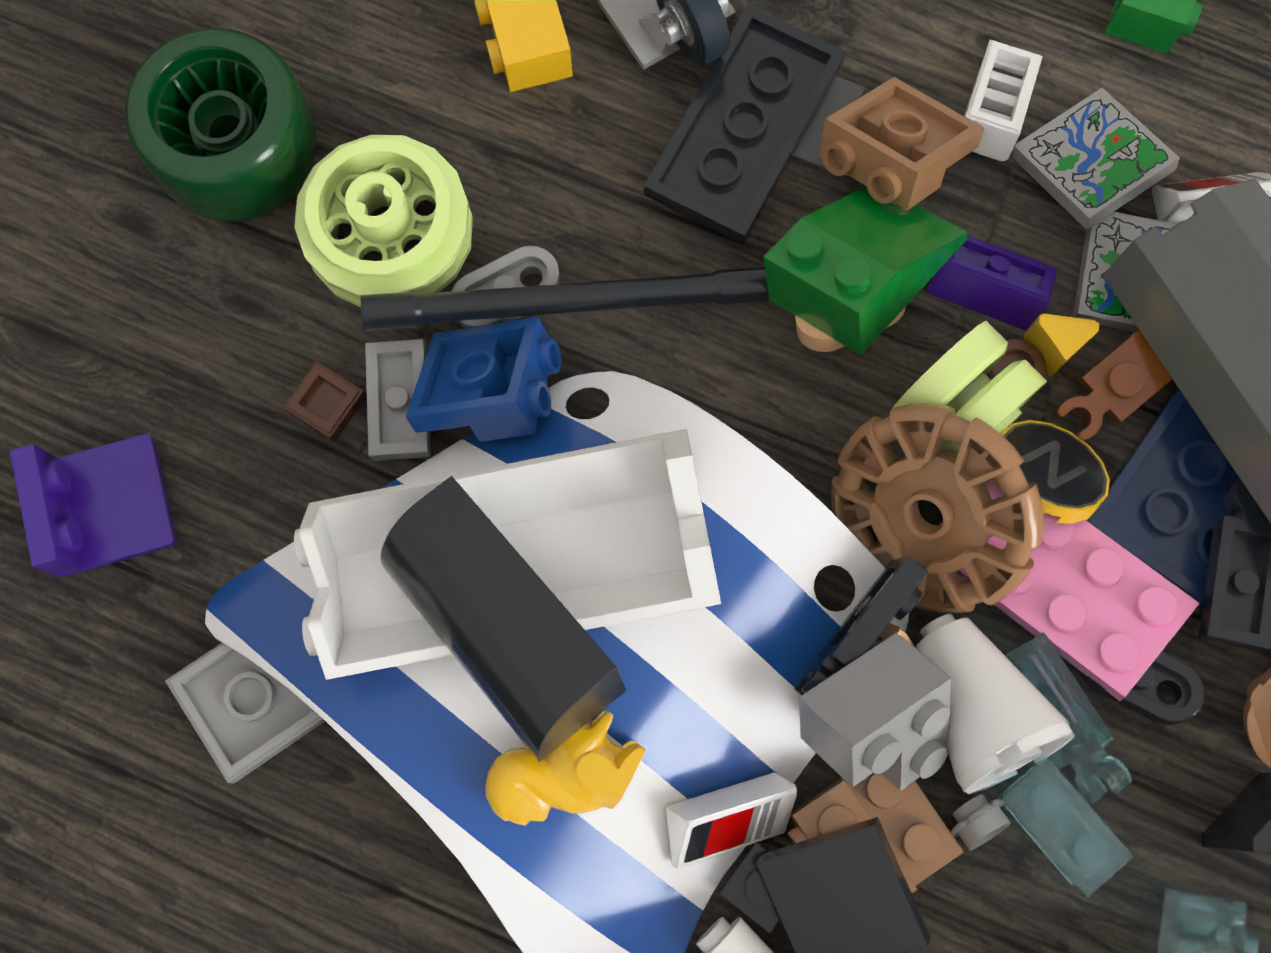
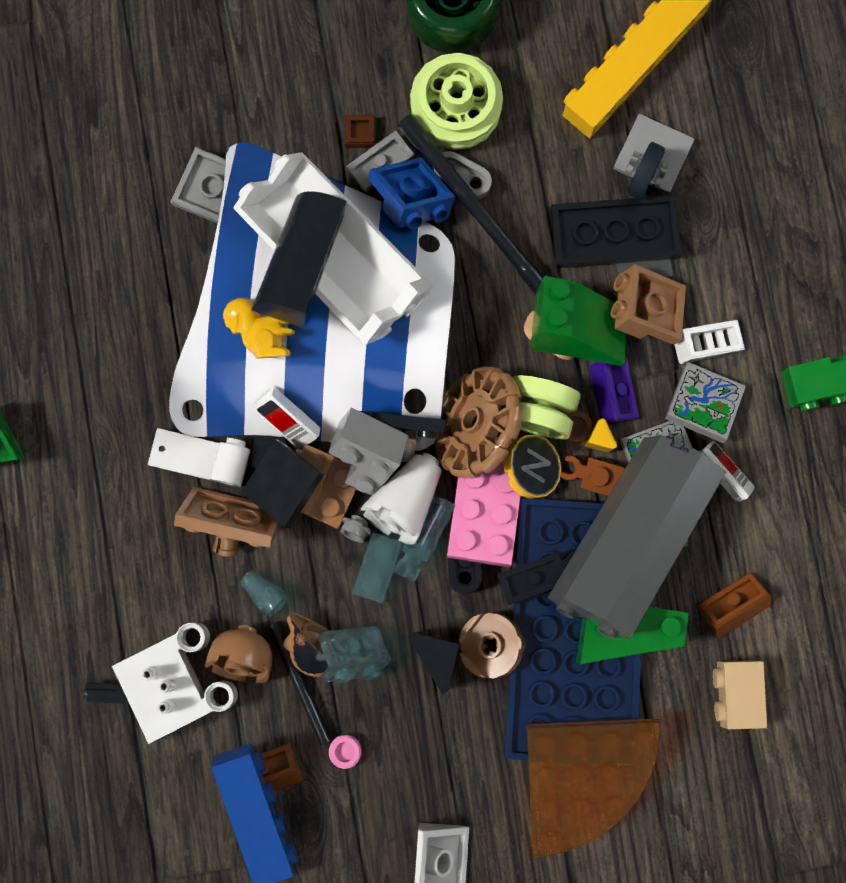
camera: 55 degrees right, 5 degrees up
(92, 505) = (249, 64): dark purple bracket -> none

